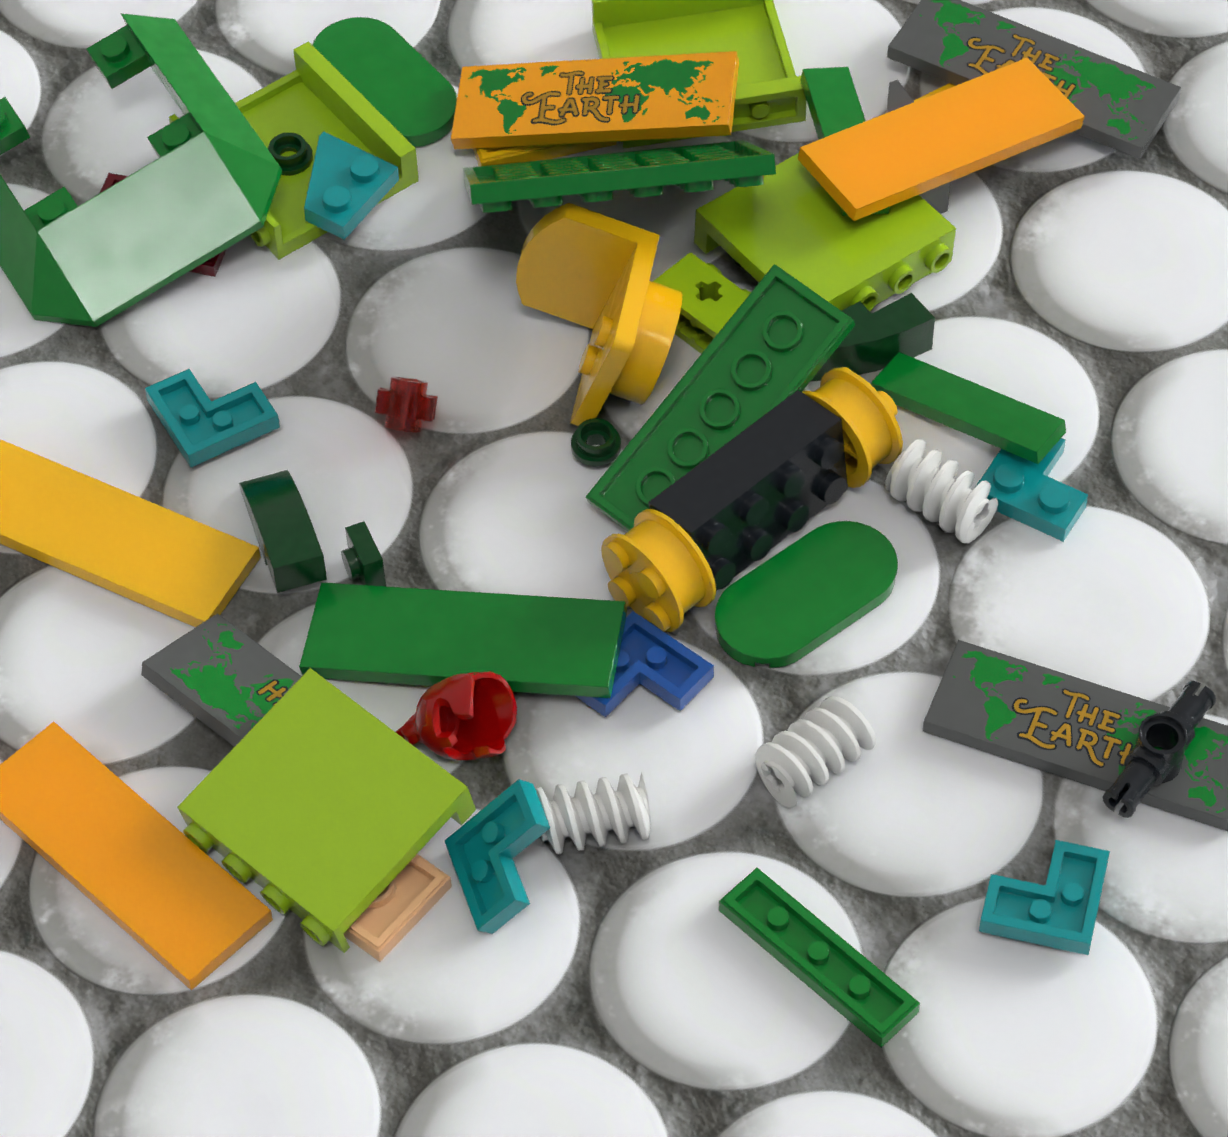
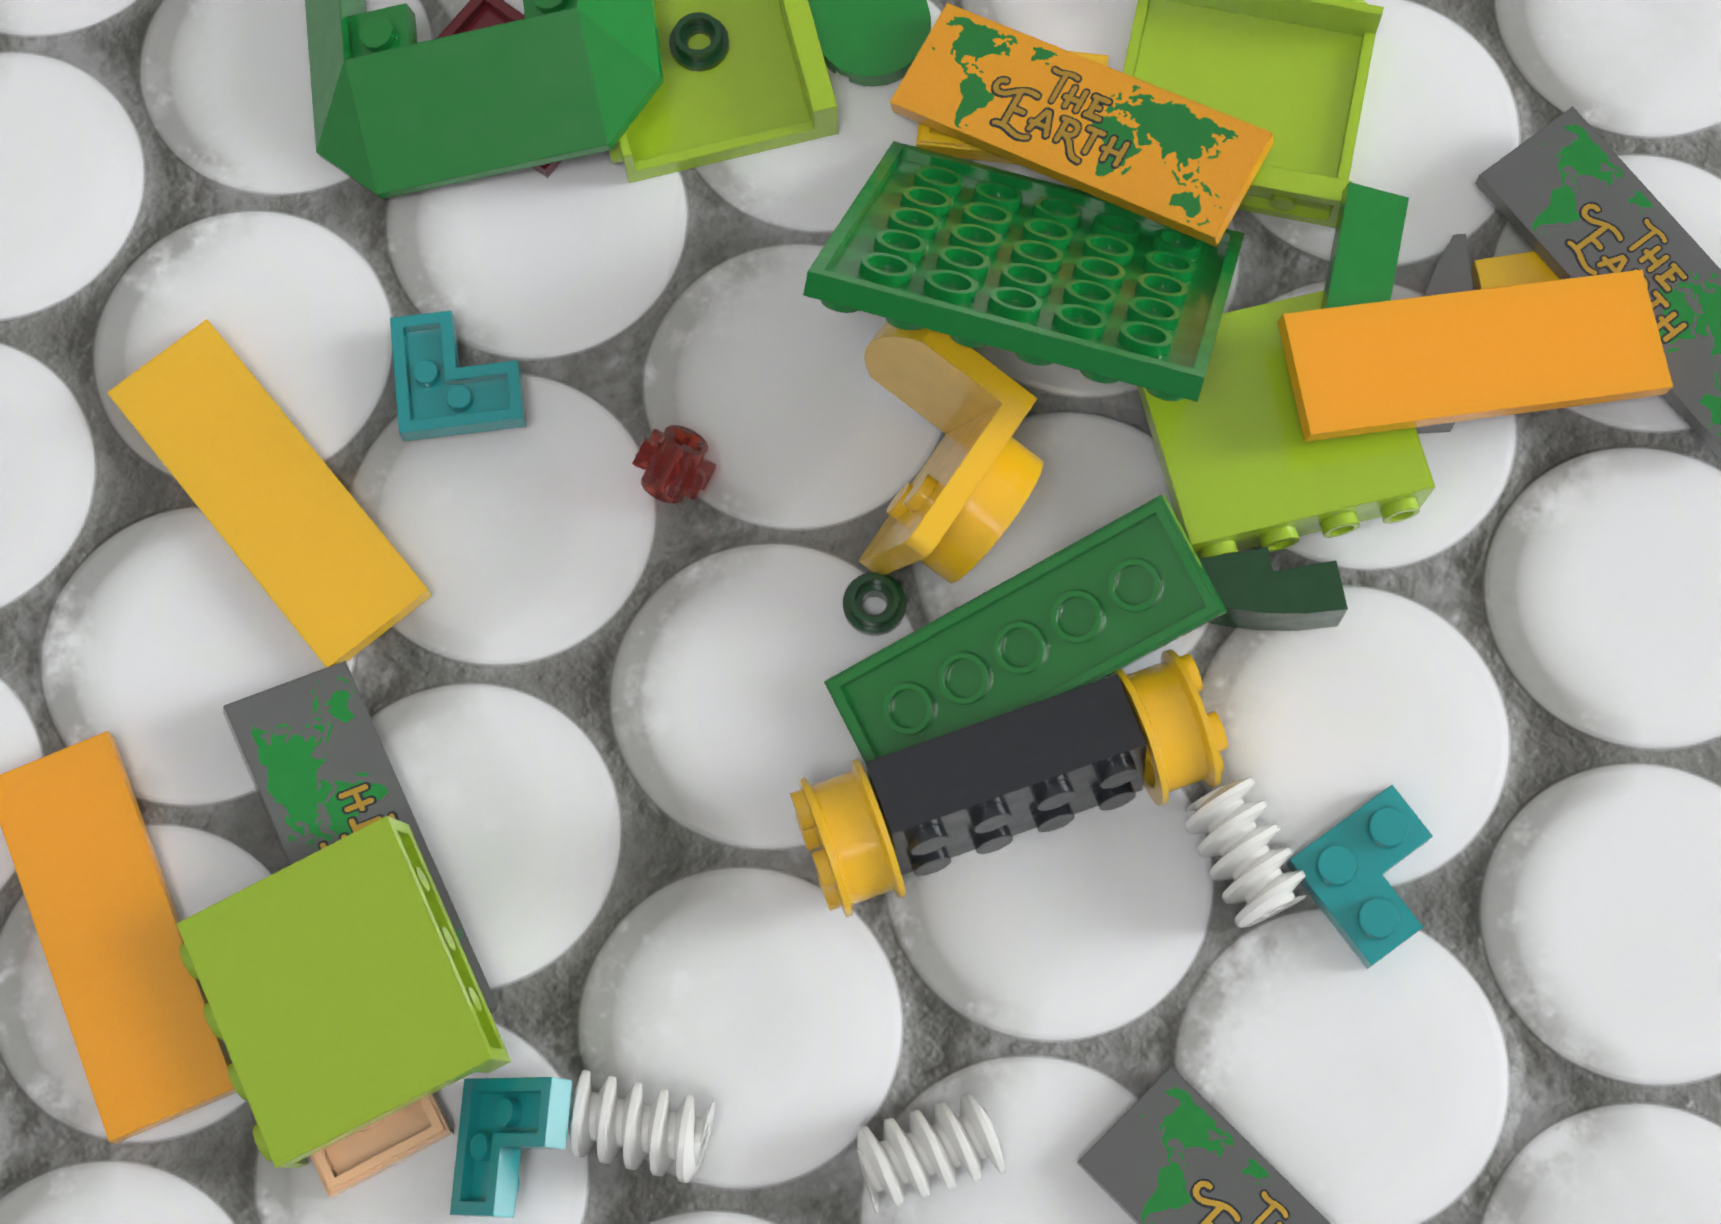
camera: 25 degrees right, 20 degrees up
(284, 531) = (463, 577): dark green slope -> none
(345, 185) = (738, 118): teal wing -> none
(362, 556) = (534, 659): dark green plate -> none
(435, 634) = (602, 822): green tile -> none
(464, 717) = (548, 935): red helmet -> none
(658, 664) = (784, 923): blue plate -> none
(706, 299) = (1089, 432): lime brick -> none
(806, 594) = (1025, 918): green tile -> none
(970, 408) = (1334, 747): green tile -> none

